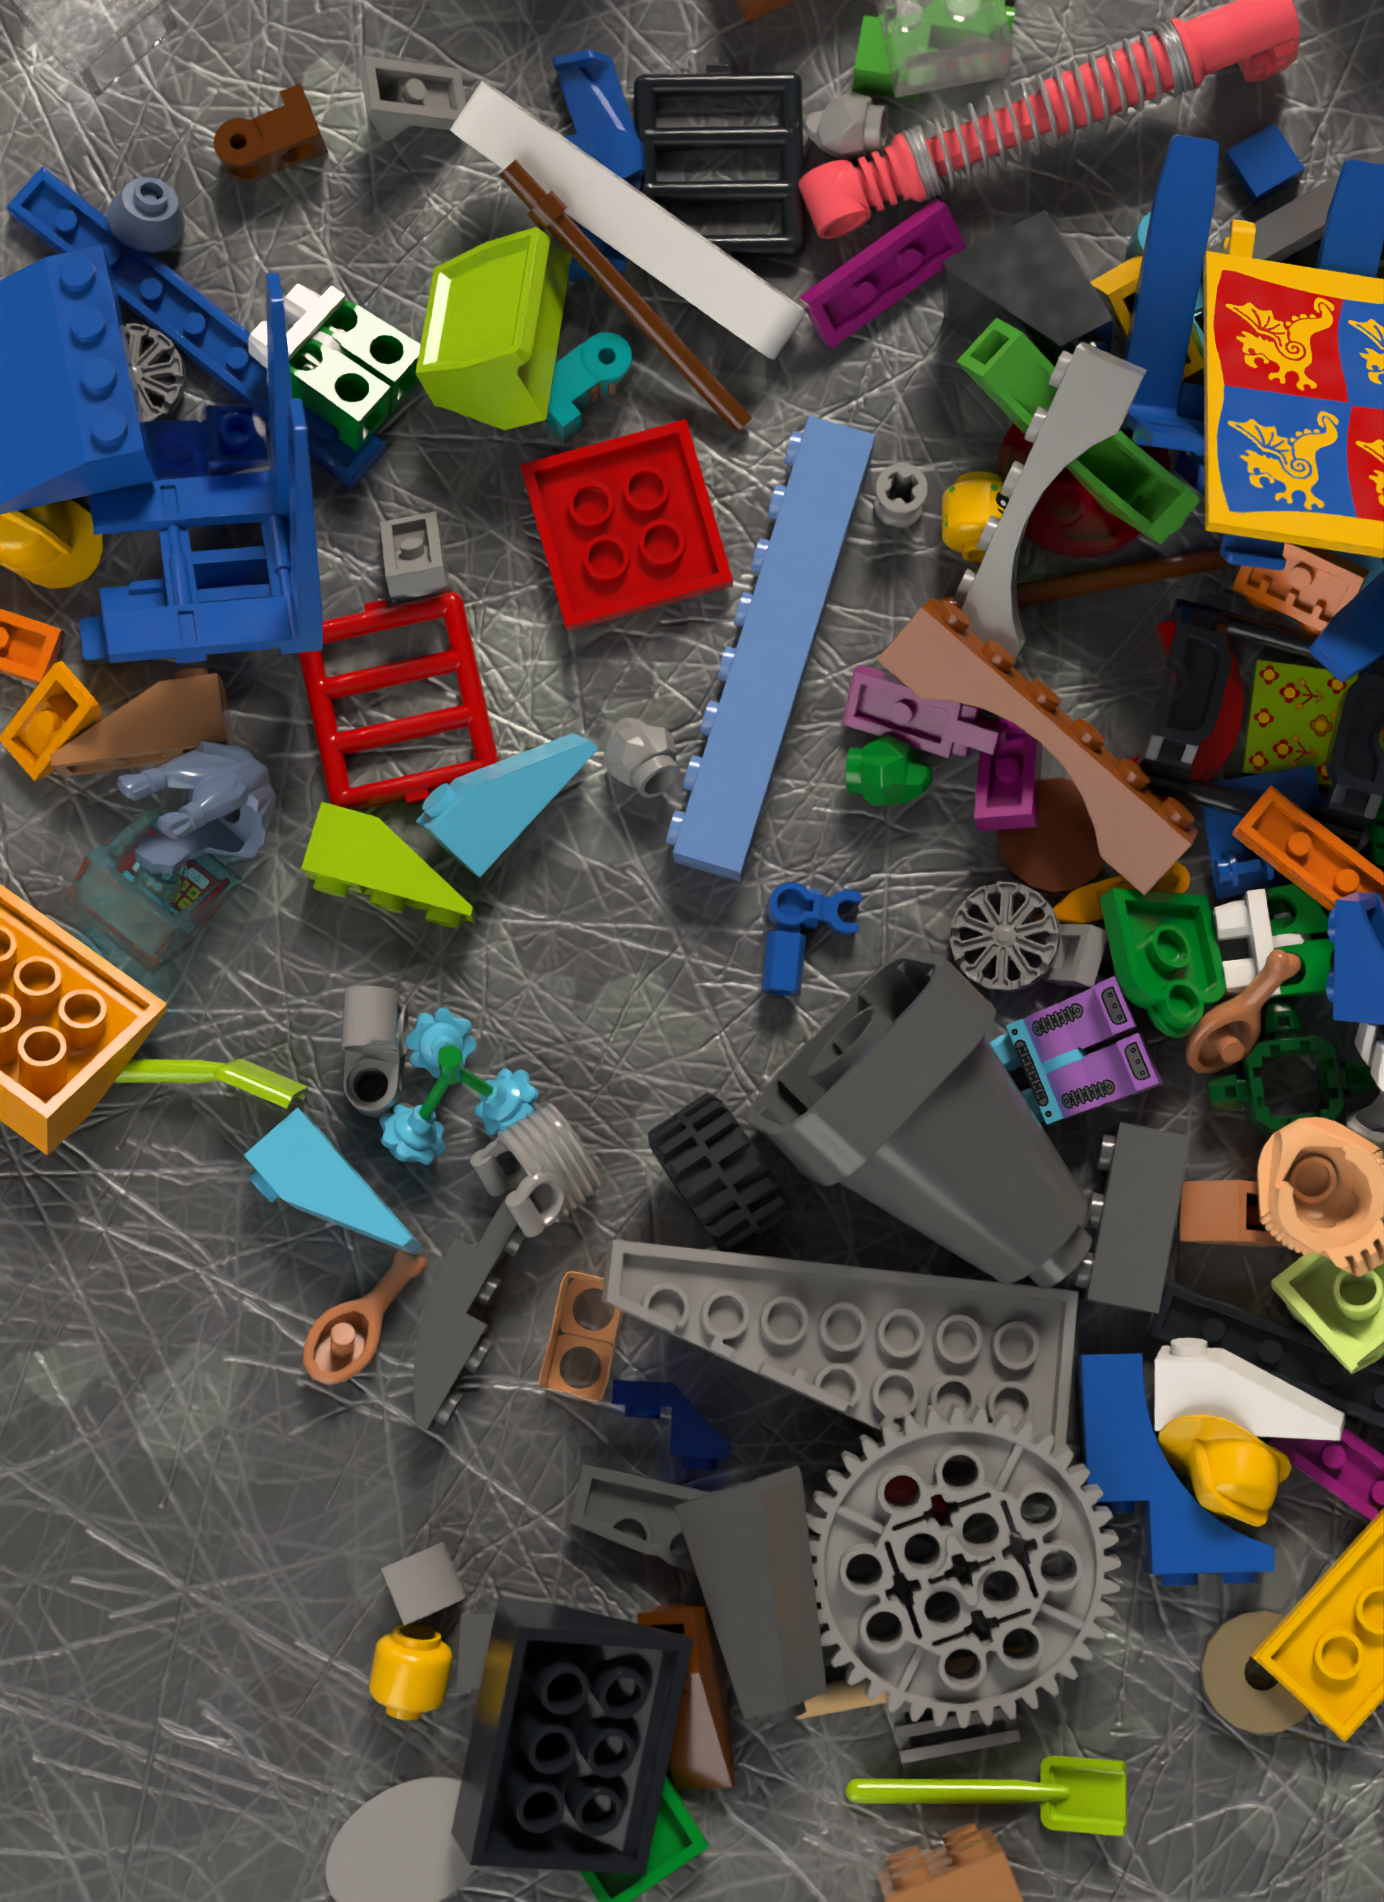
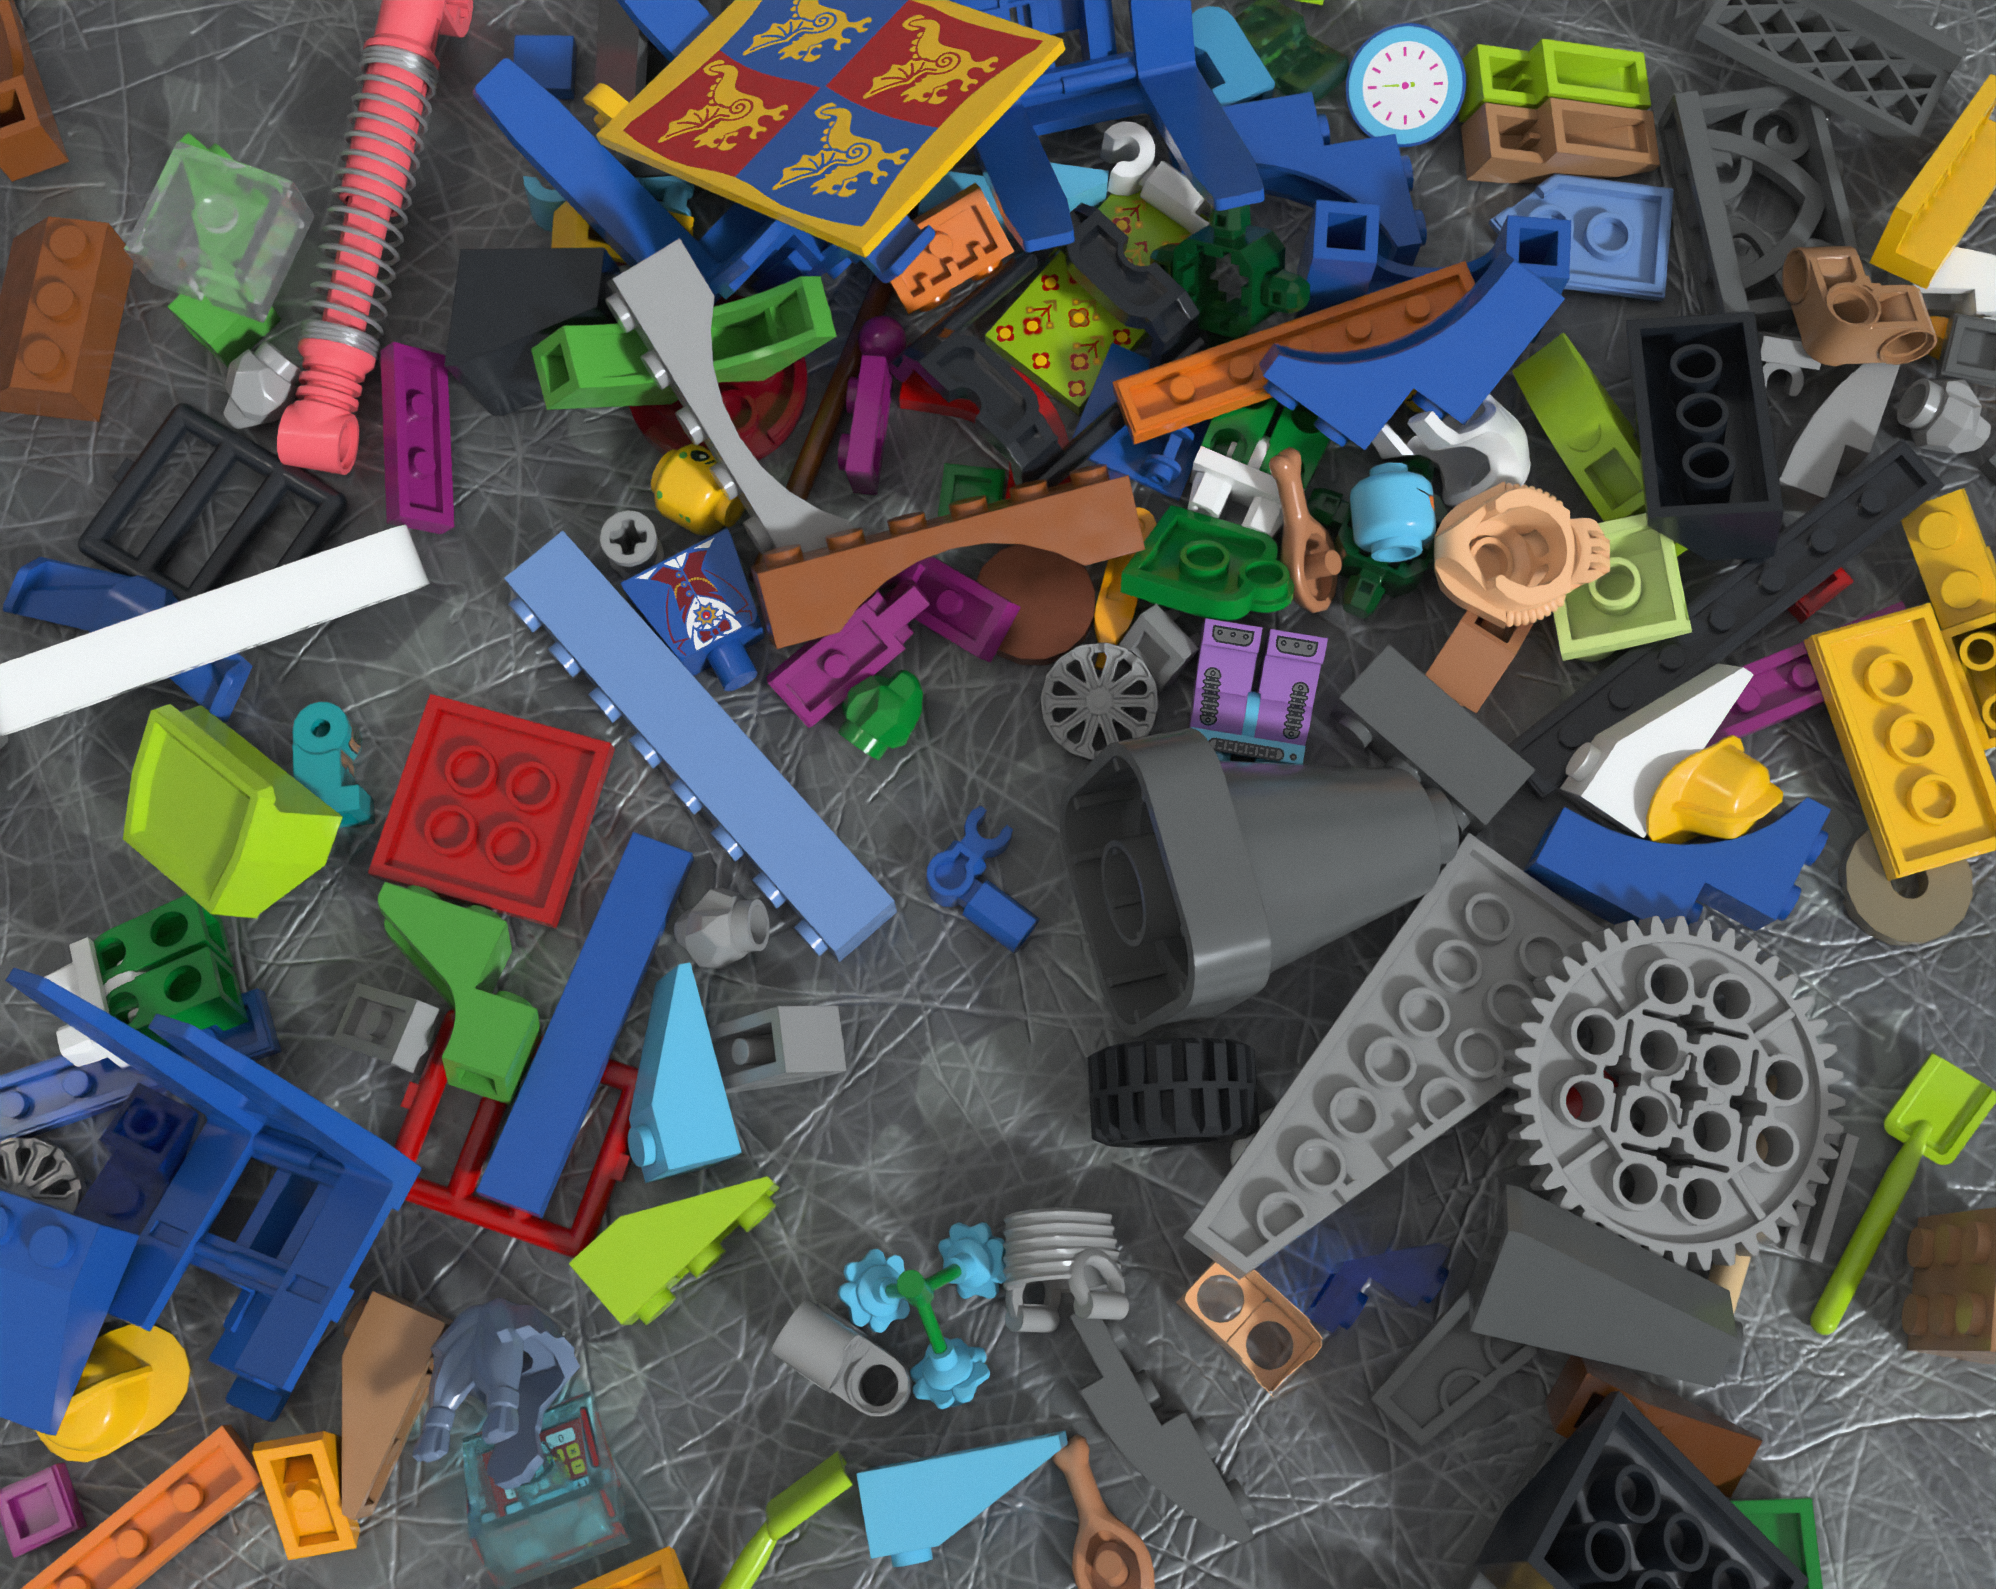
camera: 65 degrees left, 5 degrees down
(498, 580) = (463, 959): none -> bright green arch
(509, 701) = (585, 1026): none -> blue tile
(549, 213) = (145, 691): reddish brown bar -> none
(576, 856) = (779, 1047): none -> light grey slope
(883, 580) = (701, 609): none -> blue torso
(1119, 727) = (970, 481): none -> green tile
(1138, 605) = (869, 402): none -> magenta plate
(1298, 1074) = (1393, 513): none -> medium azure head

